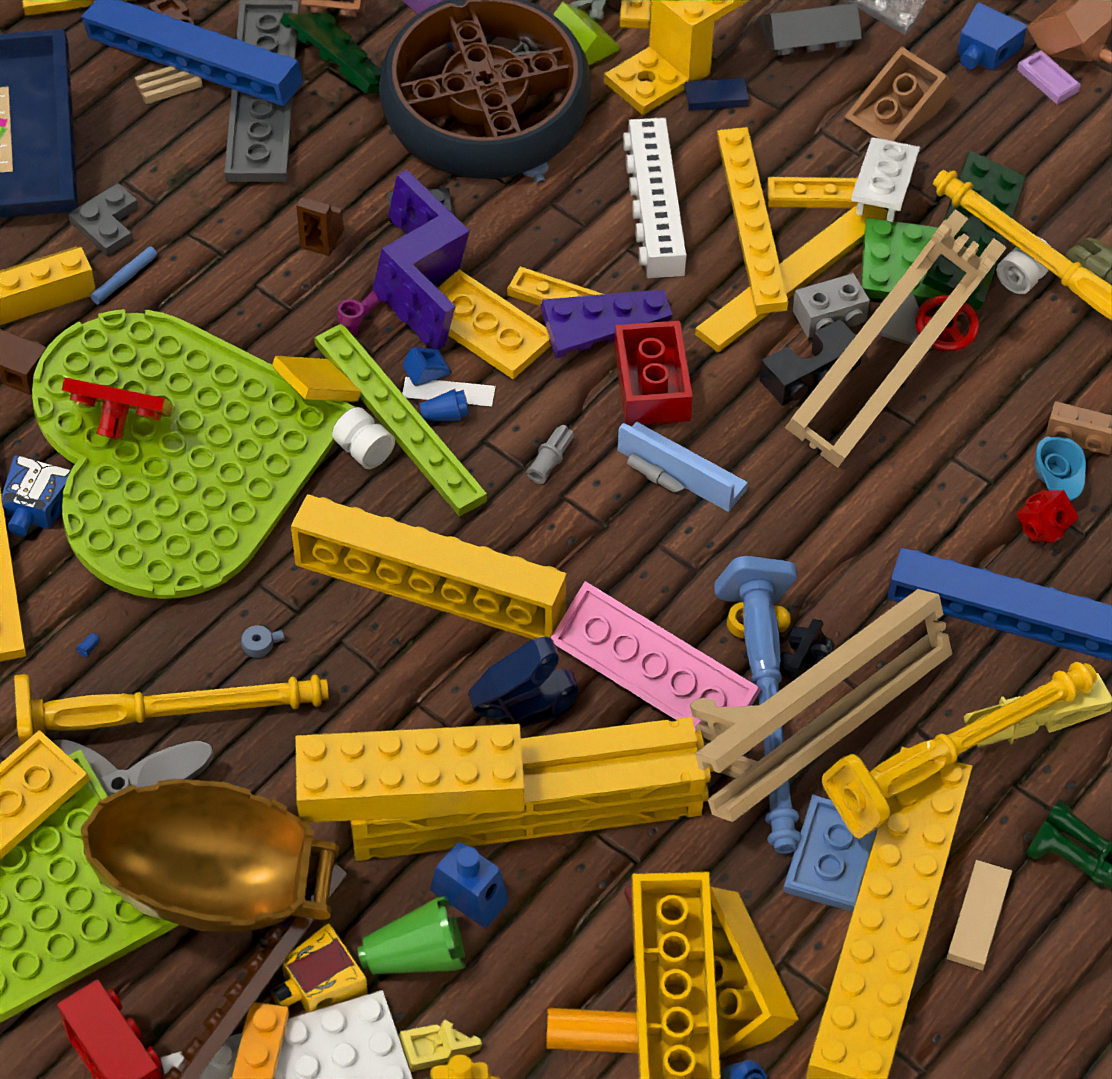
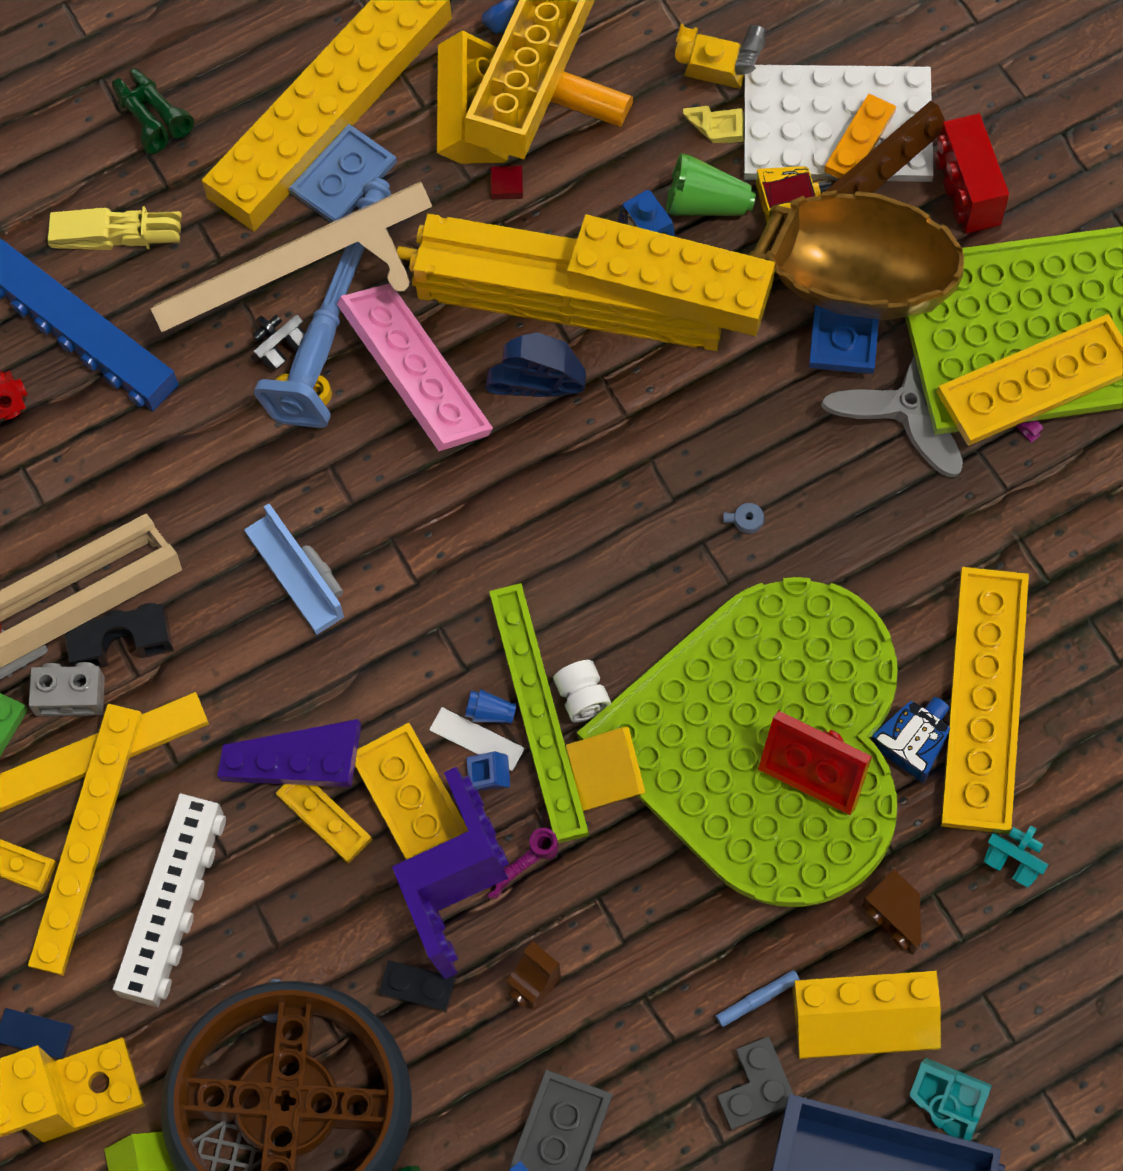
camera: 155 degrees left, 15 degrees up
(88, 645) = (901, 565): blue piece -> none
(122, 709) = (892, 471): yellow piece -> none
(428, 568) = (575, 516): yellow brick -> none
(550, 454) = (410, 623): light grey axle -> none
(653, 373) = (277, 667): red brick -> none
(862, 794) = (305, 158): yellow piece -> none
(979, 915) = (256, 91): tan tile -> none

